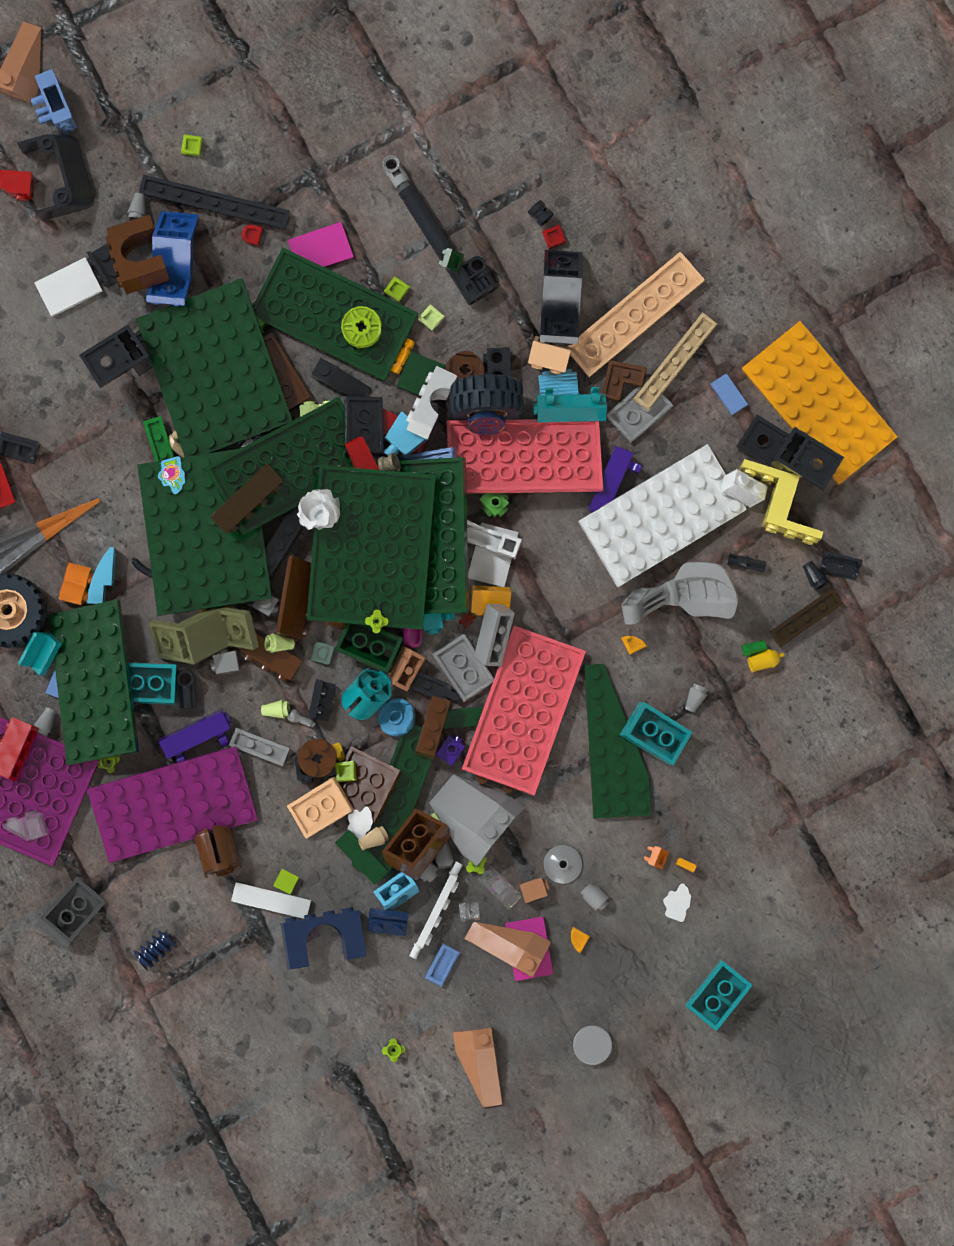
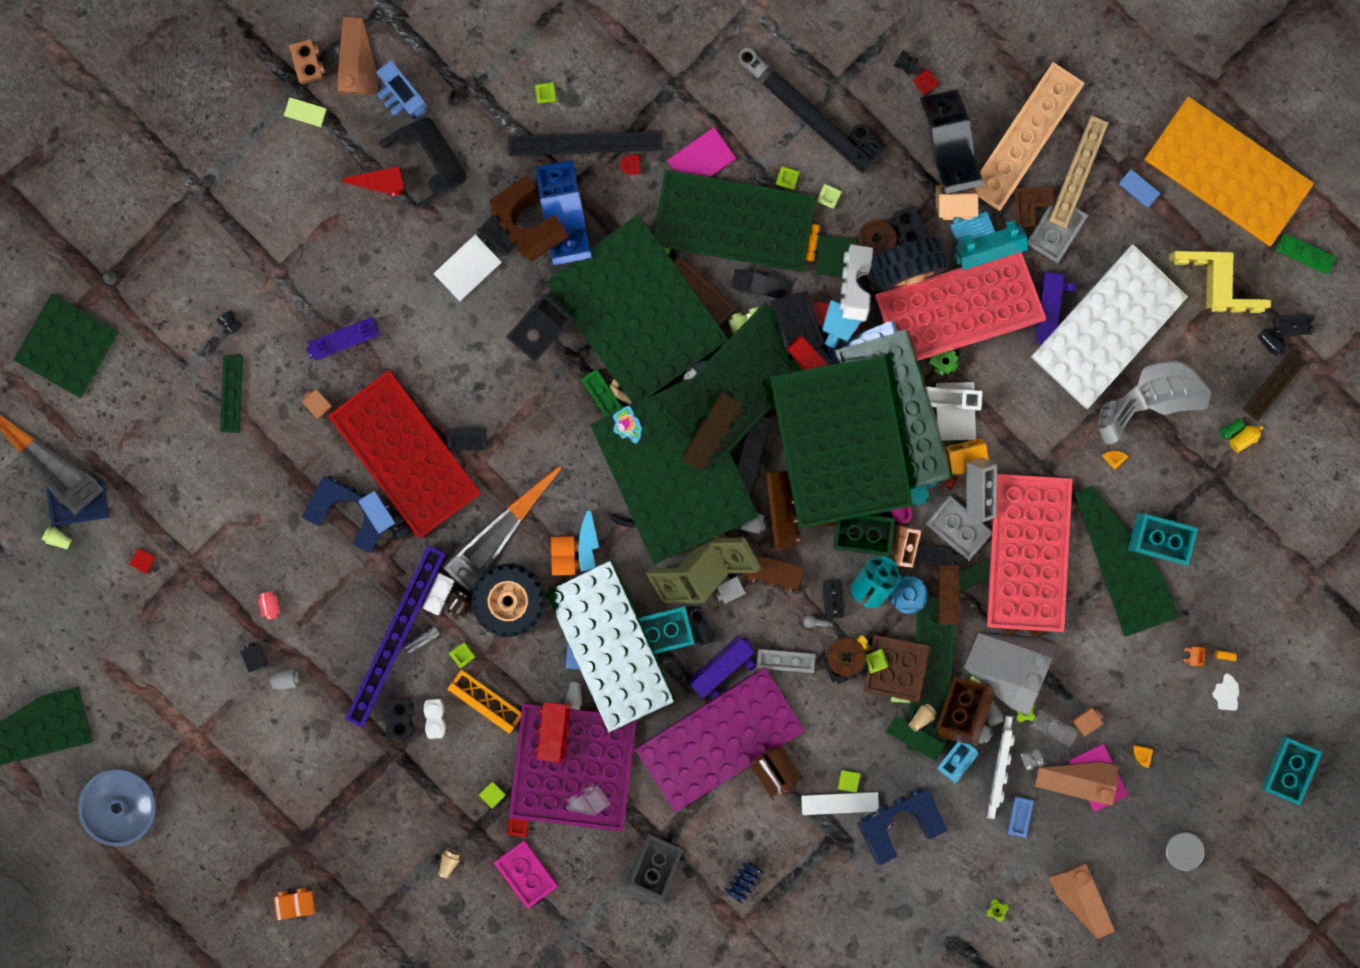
camera: 20 degrees left, 5 degrees up
(40, 652) = (550, 631): teal panel -> none
(111, 766) = (647, 721): lime plate -> none
(137, 207) = (511, 170): light grey cone -> none
(276, 709) = (791, 620): yellowish green cone -> none
(278, 643) = (773, 558): yellowish green cone -> none
(319, 509) = (783, 421): white hair -> none
(320, 807) = (862, 702): light nougat tile -> none
(322, 653) = (819, 553): sand green tile -> none
(360, 822) = (904, 706): white sticker -> none
(371, 321) = (774, 219): lime wheel -> none
(376, 626) = (866, 505): lime plate -> none
(387, 921) = (958, 792): dark blue plate -> none
(389, 463) = (834, 354): dark tan wheel -> none
(451, 749) = (970, 610): dark purple brick -> none
(452, 260) = (836, 136): dark green tile -> none
(486, 423) = (916, 287): dark blue tile -> none
(559, 874) = (1097, 686): light grey dish -> none
(595, 897) = (1147, 710): light grey brick -> none
(695, 697) = (1190, 490): light grey cone -> none
(744, 488) = (1180, 277): white brick -> none
(746, 562) = (1202, 348): black axle -> none
(790, 452) = (1216, 231): black bracket -> none
(871, 501) = (1305, 254): none -> green plate

